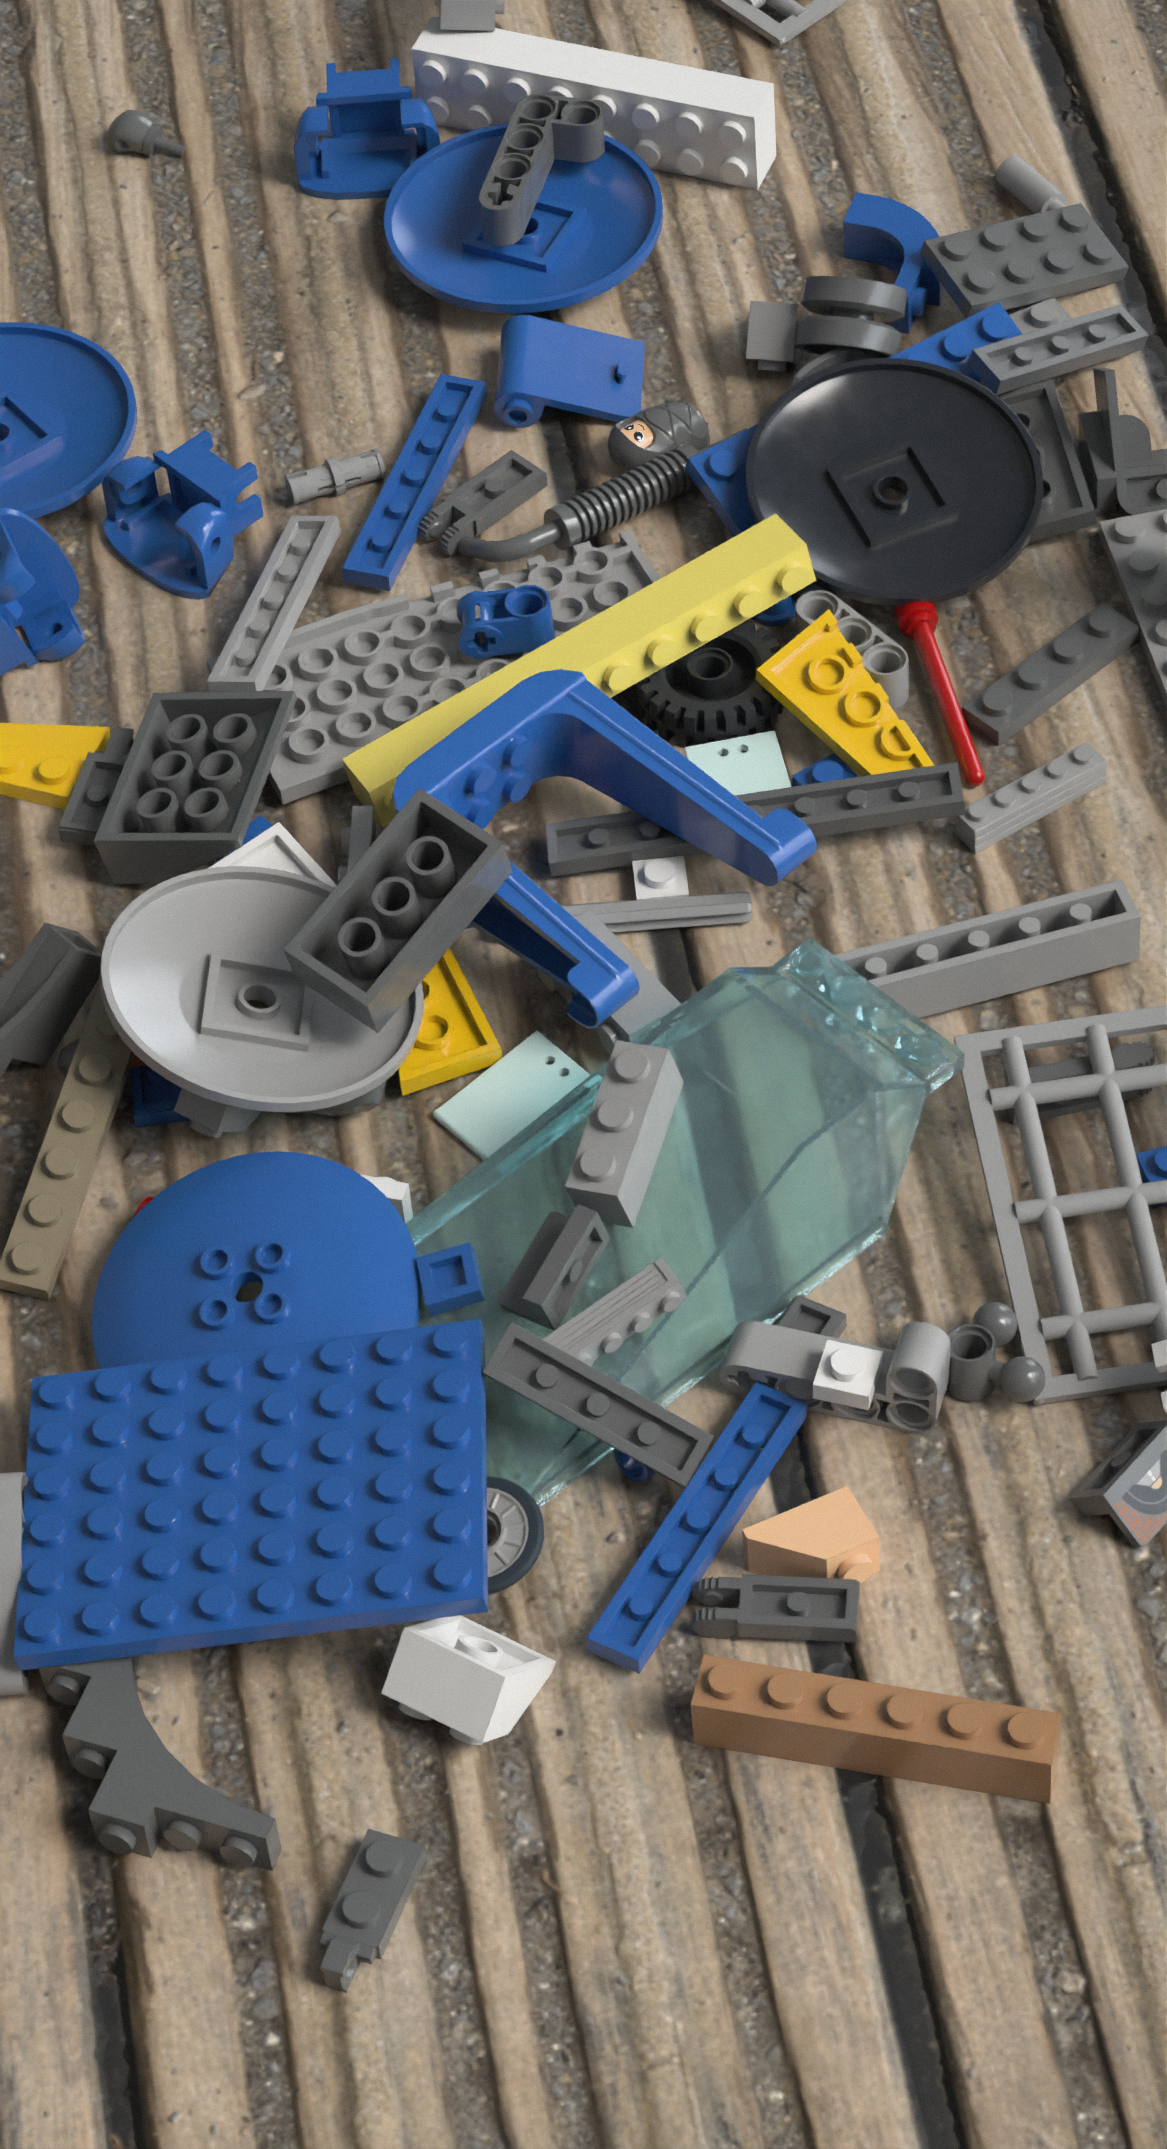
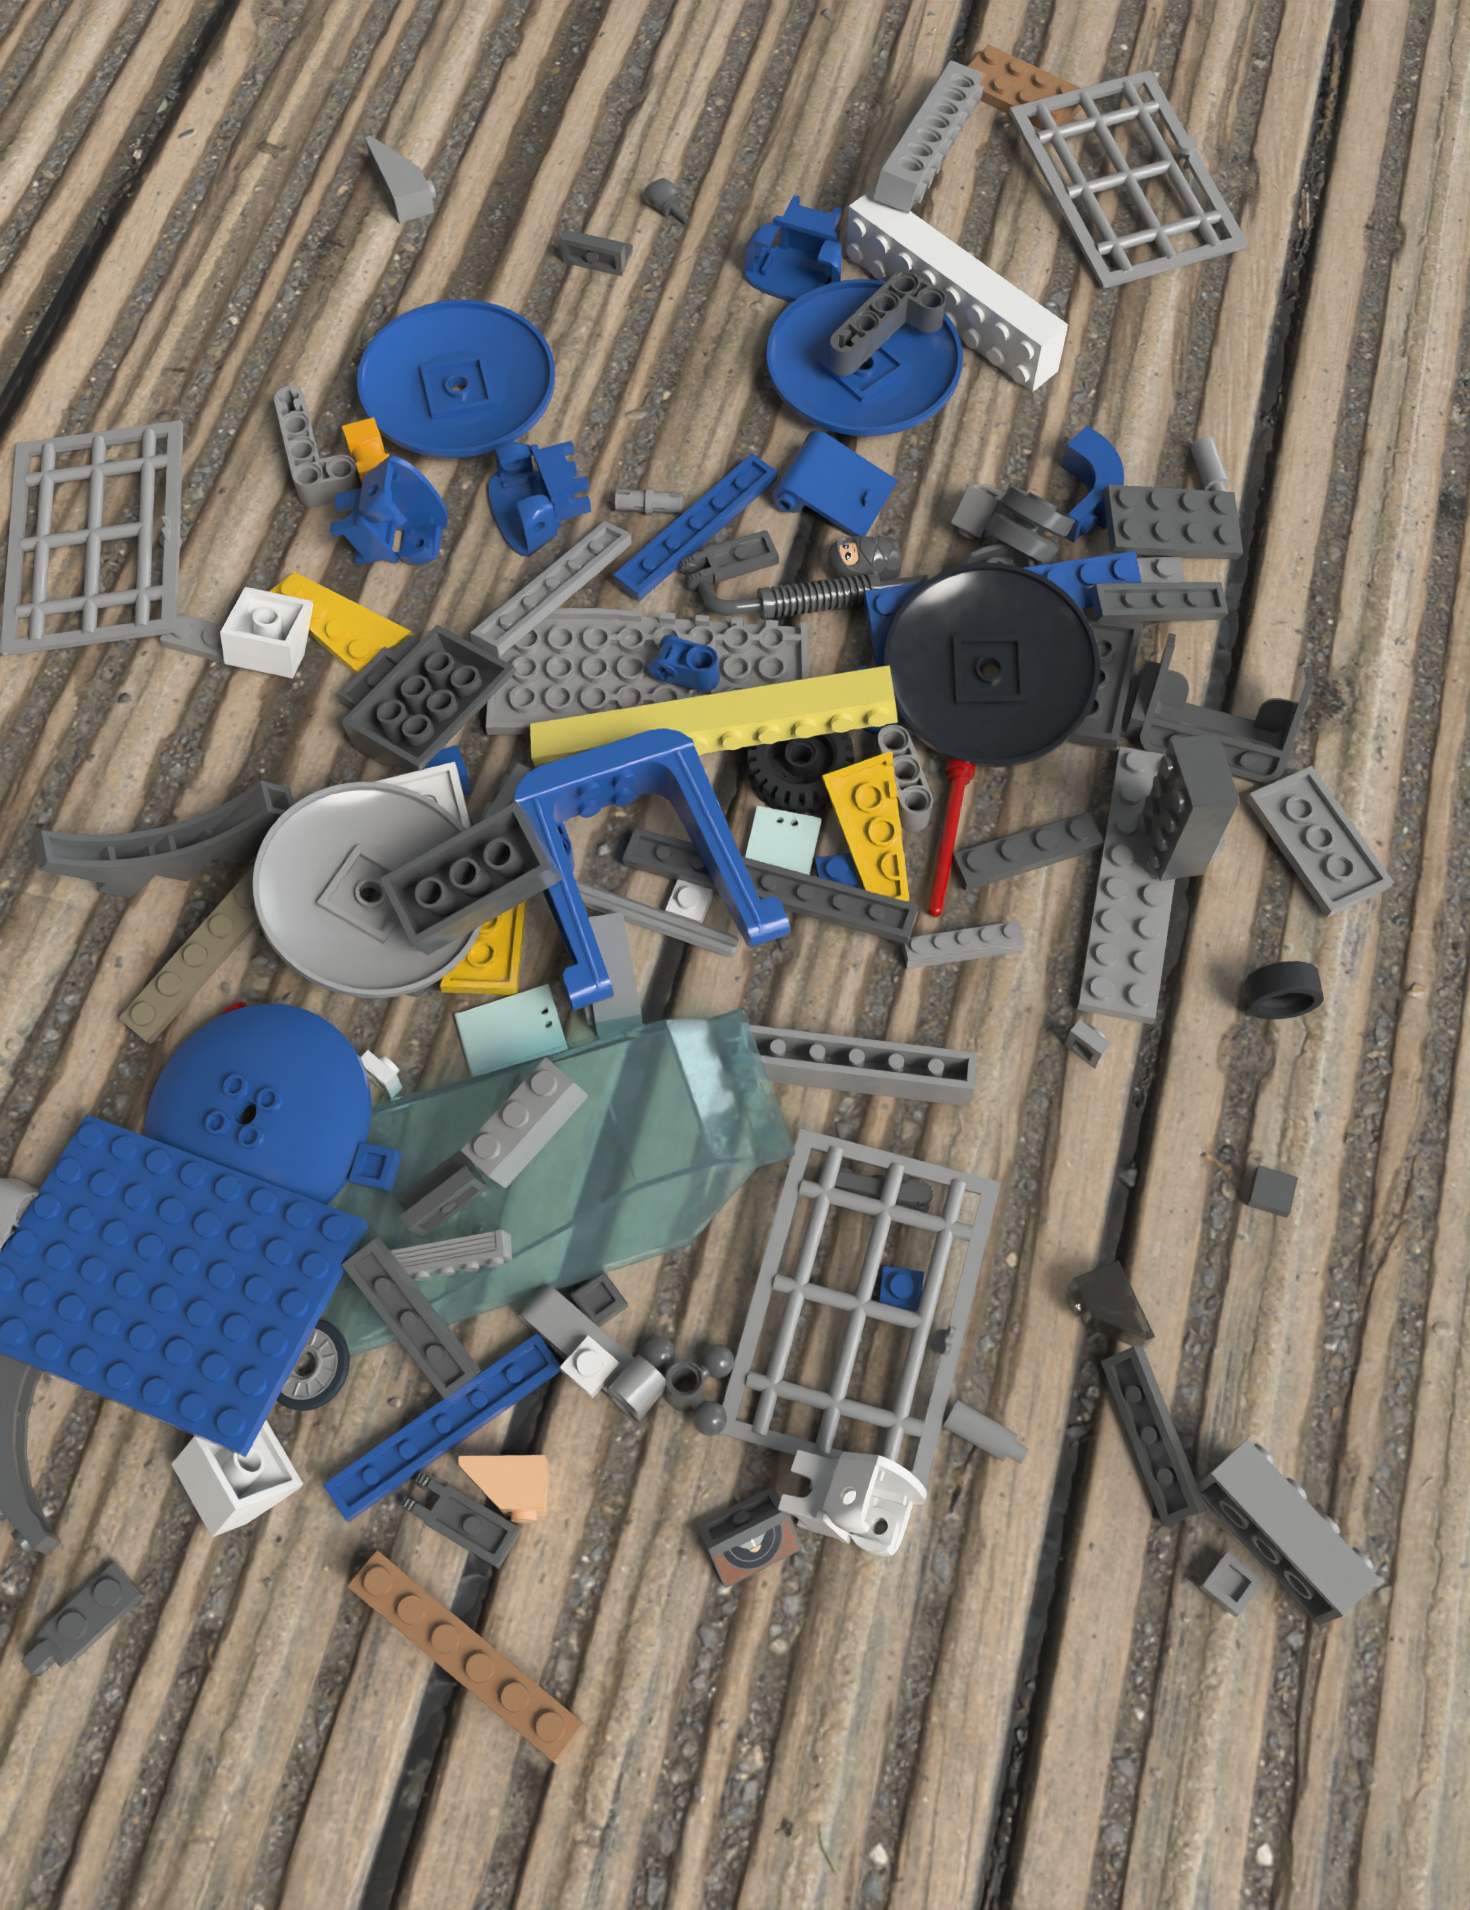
camera: 20 degrees right, 15 degrees up
(84, 226) = (595, 252): none -> dark grey panel

